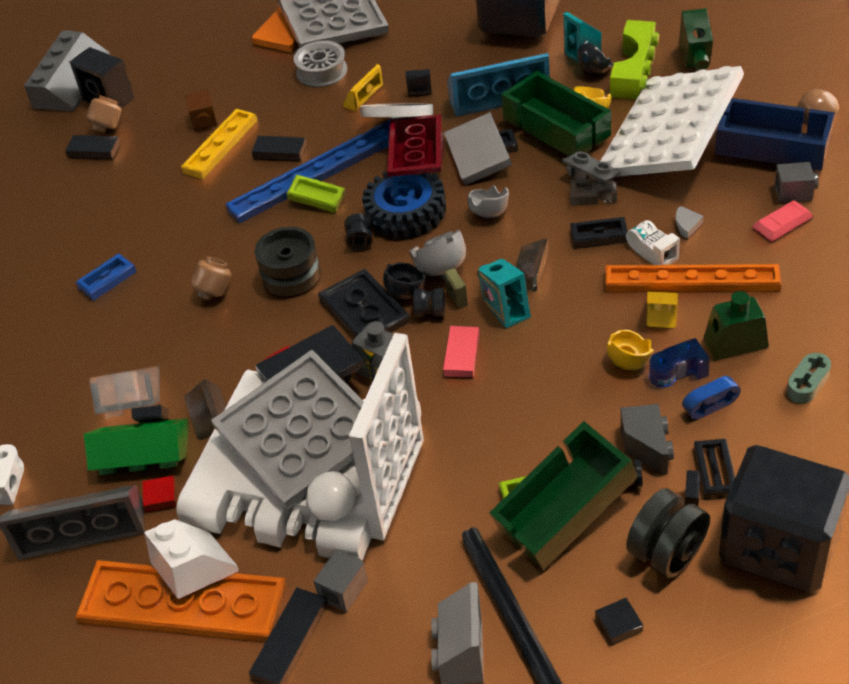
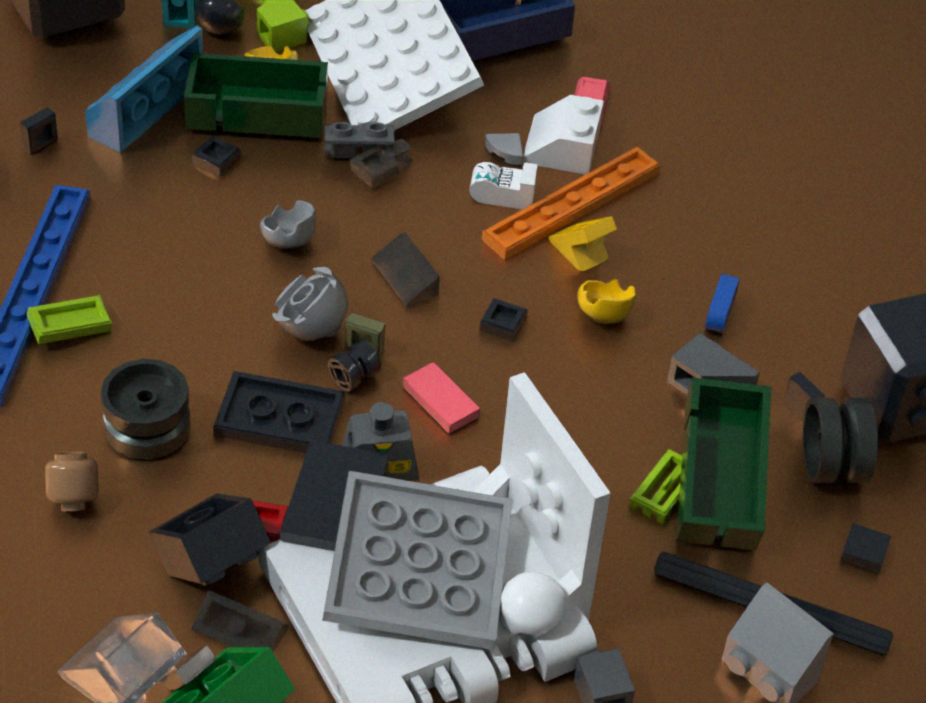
camera: 55 degrees left, 0 degrees up
(227, 349) = (210, 538): none -> black brick
(358, 232) = (176, 332): black wheel -> none
(394, 207) = (192, 275): black wheel -> none
(396, 110) = (67, 173): white piece -> none
(402, 279) = (300, 359): black hair -> none
(415, 145) = (151, 203): dark red slope -> none
(477, 148) = (203, 174): light grey tile -> none
(504, 282) = (423, 308): teal torso -> none
(556, 327) = (503, 320): none -> black tile
(599, 232) = (438, 205): black tile -> none
(678, 362) = (657, 287): clear blue leg -> none
(719, 489) = (783, 369): black tile -> none
(736, 234) = (565, 135): none -> white slope
(736, 327) = (686, 212): dark green torso -> none
(795, 182) = (566, 58): dark grey brick -> none
(803, 375) = (781, 238): sand green beam -> none

